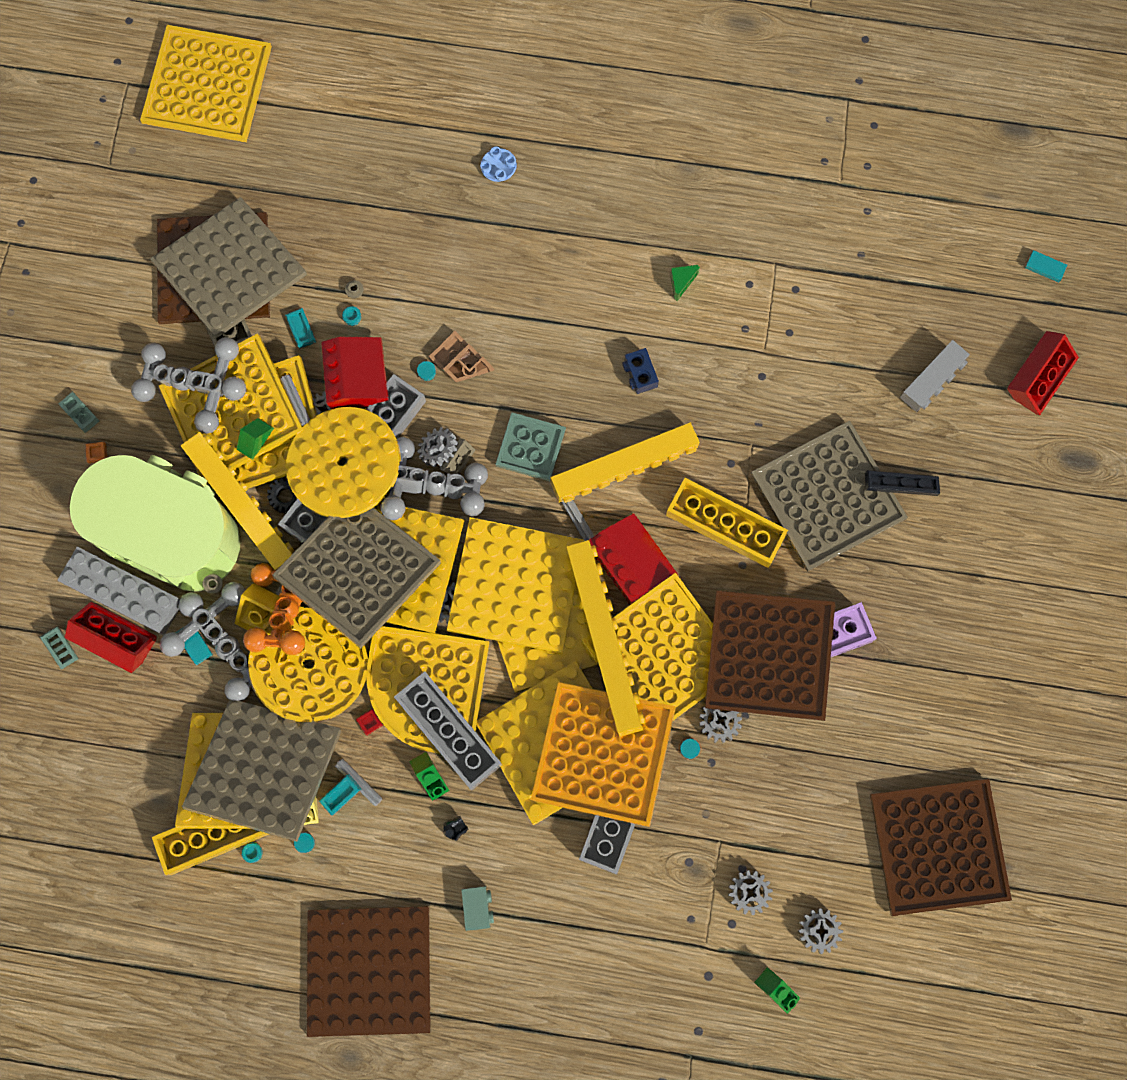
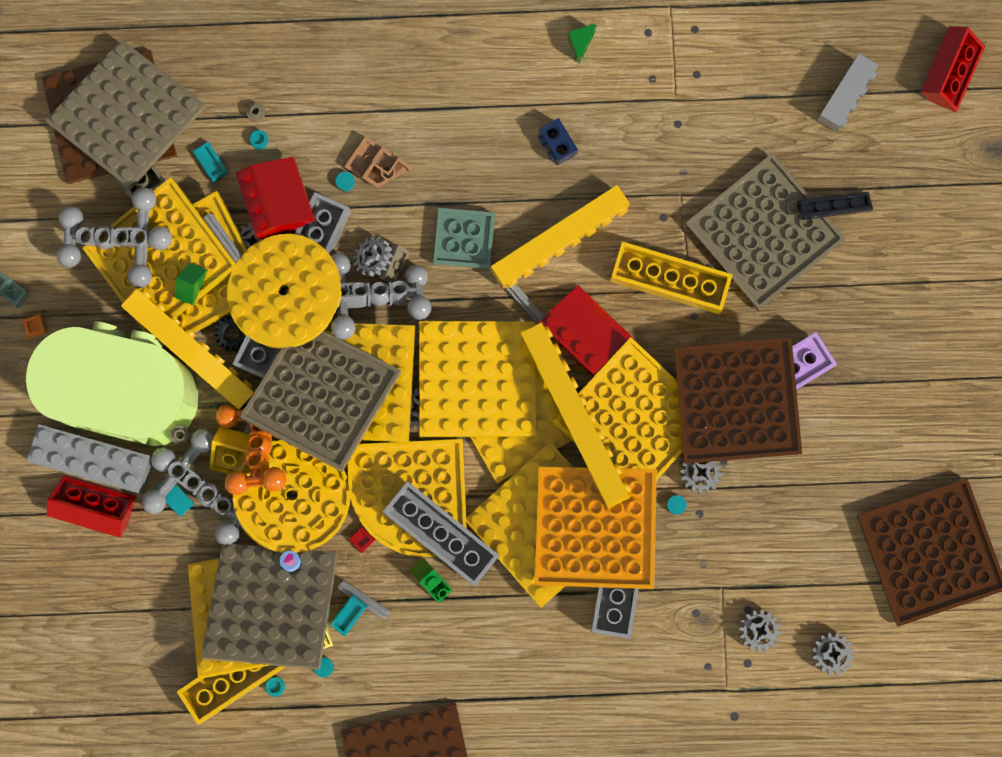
camera: 10 degrees left, 5 degrees up
(45, 638) = (31, 514): sand green slope -> none
(291, 728) = (290, 561): none -> light blue tile
(454, 828) = (466, 625): black arm -> none
(477, 908) = (502, 696): sand green brick -> none
(777, 990) = (802, 717): green slope -> none

